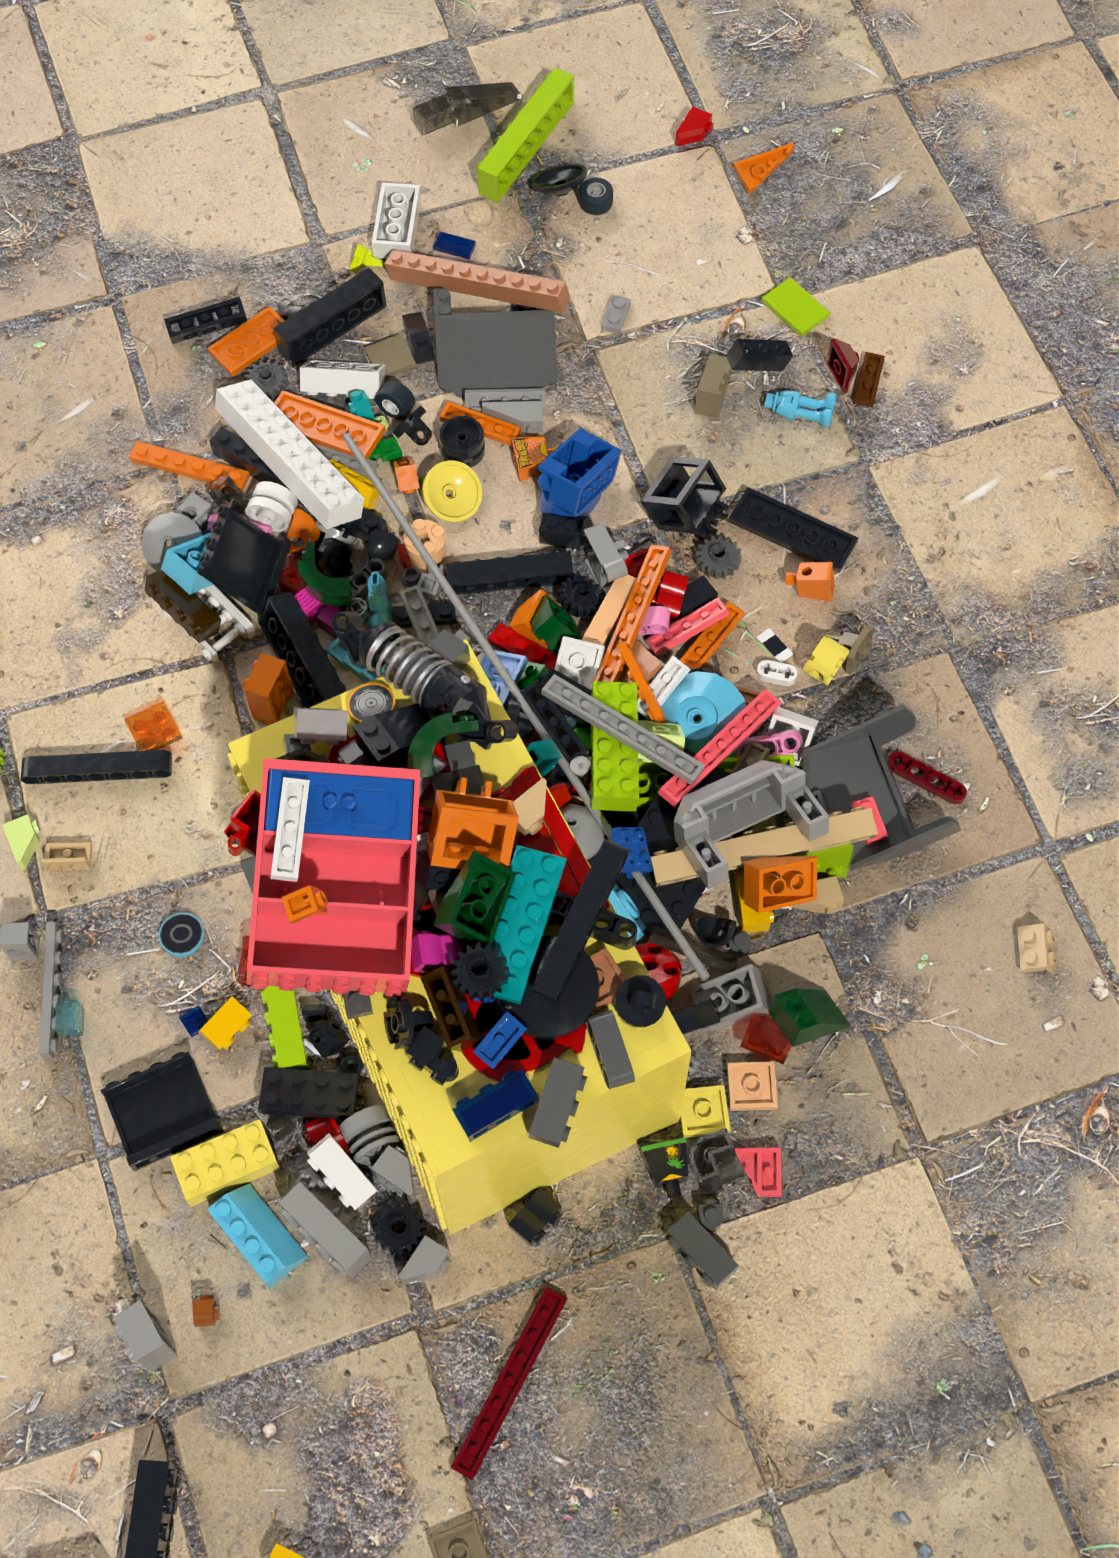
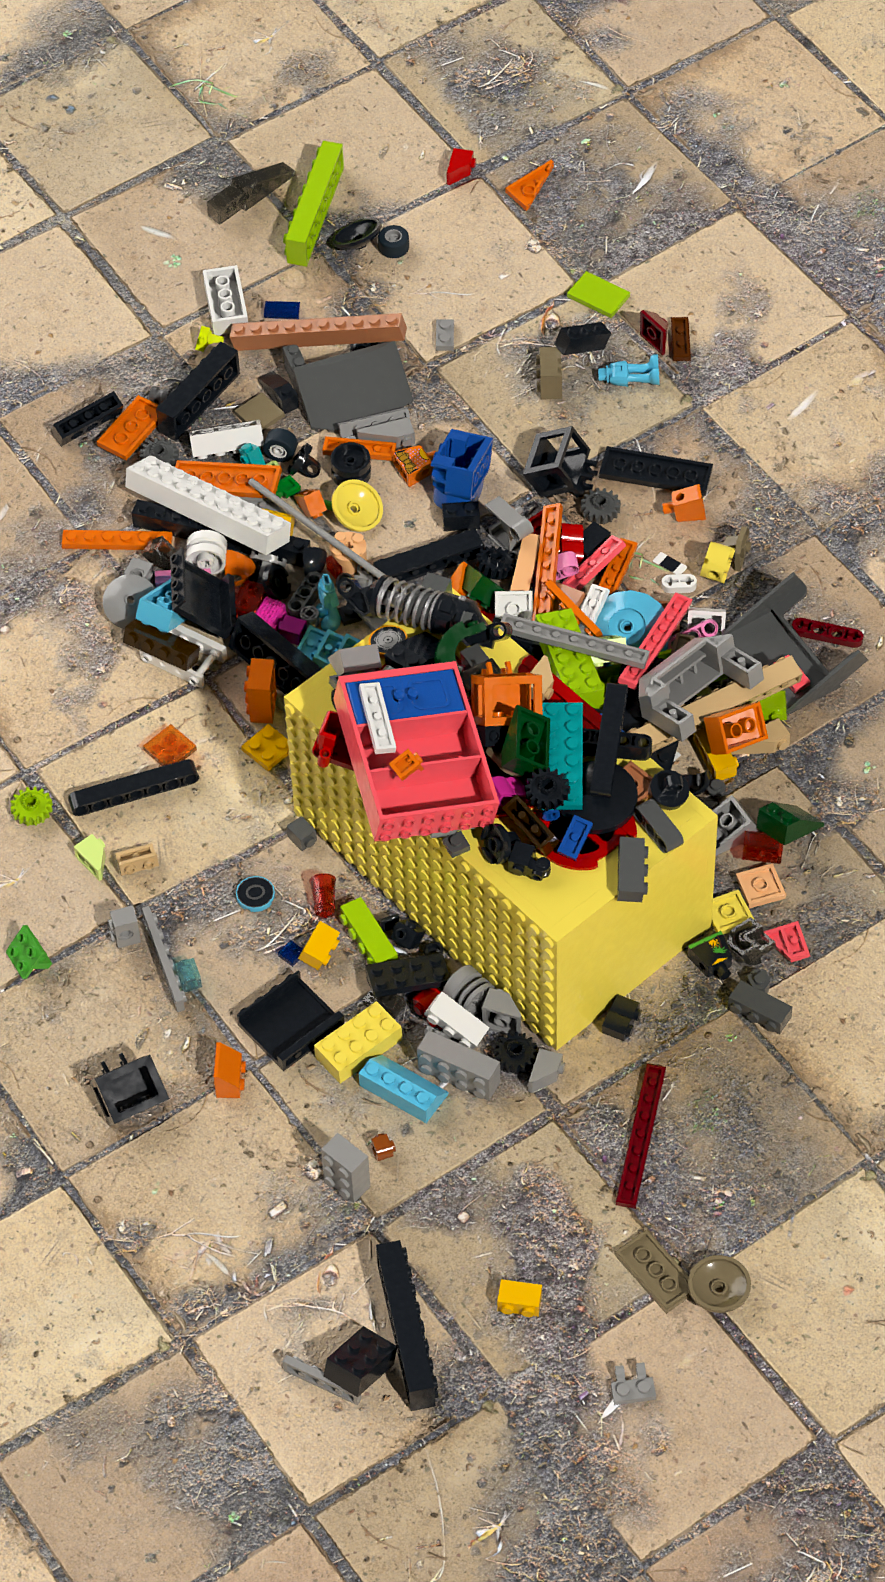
camera: 15 degrees left, 10 degrees down
(65, 1160) = (228, 1072): none -> orange slope
(322, 588) = (275, 602): dark green arch -> none
(495, 1104) = (586, 881): clear blue brick -> none

